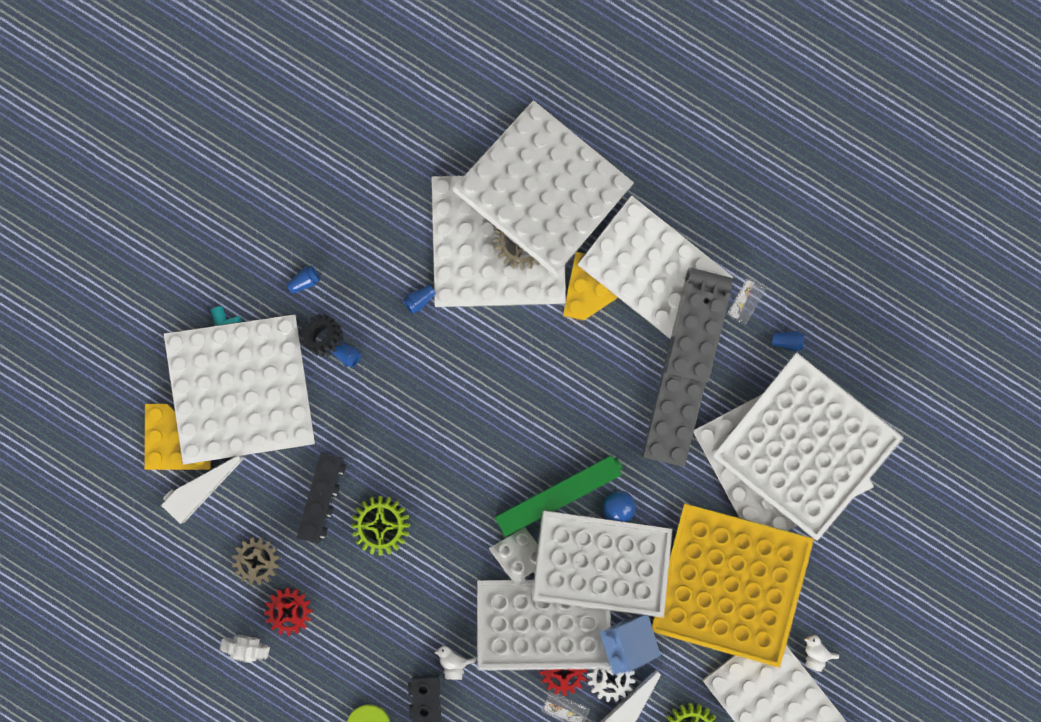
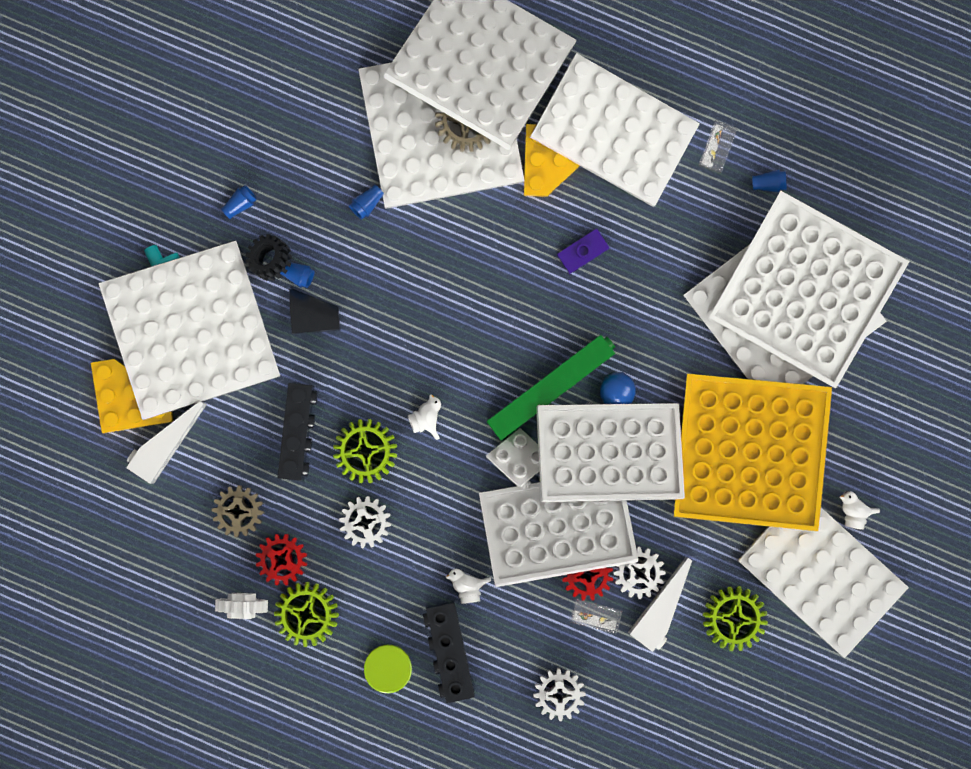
camera: 10 degrees left, 0 degrees up
(311, 670) = (317, 618): none -> lime gear
(352, 392) = (312, 314): none -> black slope
(368, 580) = (368, 533): none -> white gear
(441, 503) = (426, 417): none -> white animal
(608, 375) = (583, 251): none -> dark purple plate
(630, 644) = (654, 532): medium blue brick -> none
(687, 366) = (666, 226): dark grey hinge -> none

